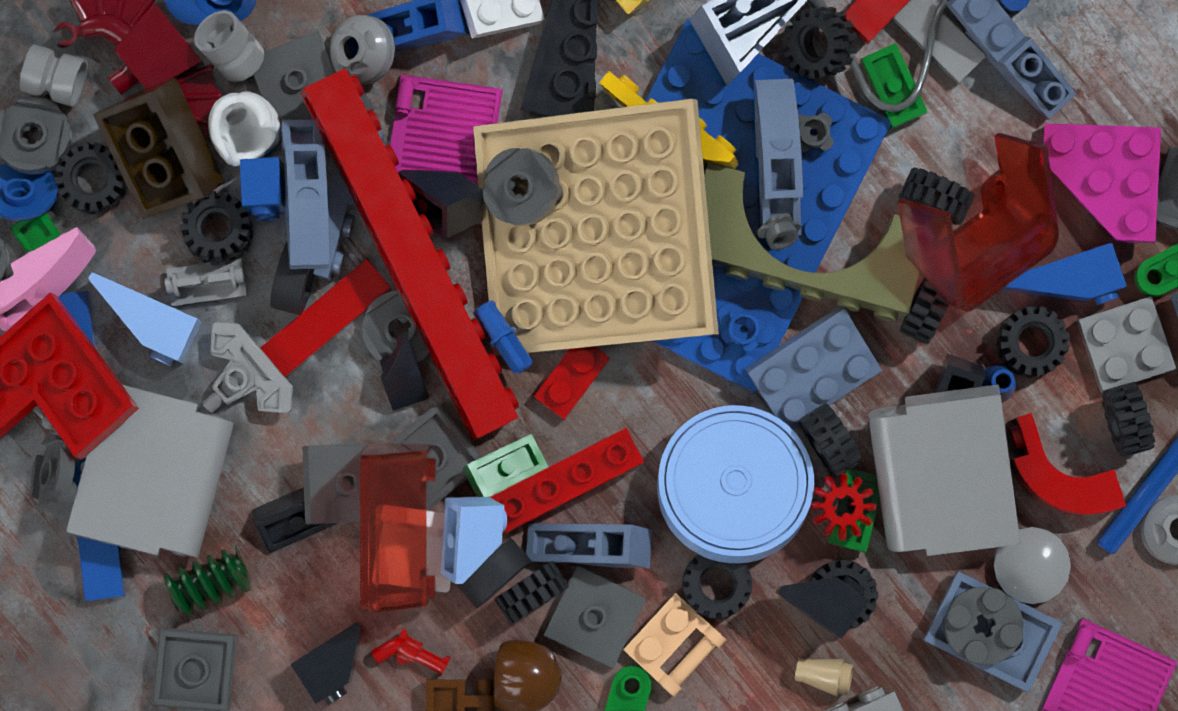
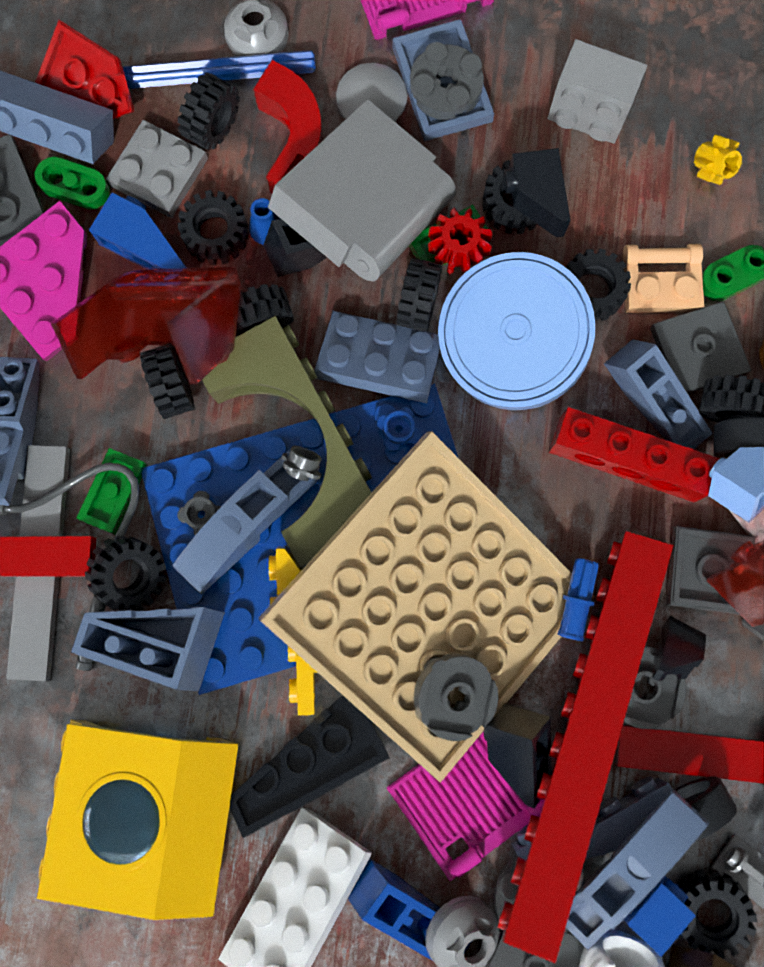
camera: 130 degrees left, 5 degrees down
(505, 467) = (668, 507): plate -> none
(571, 379) = (558, 522): red plate -> none
(825, 674) = (580, 157): tan cone -> none

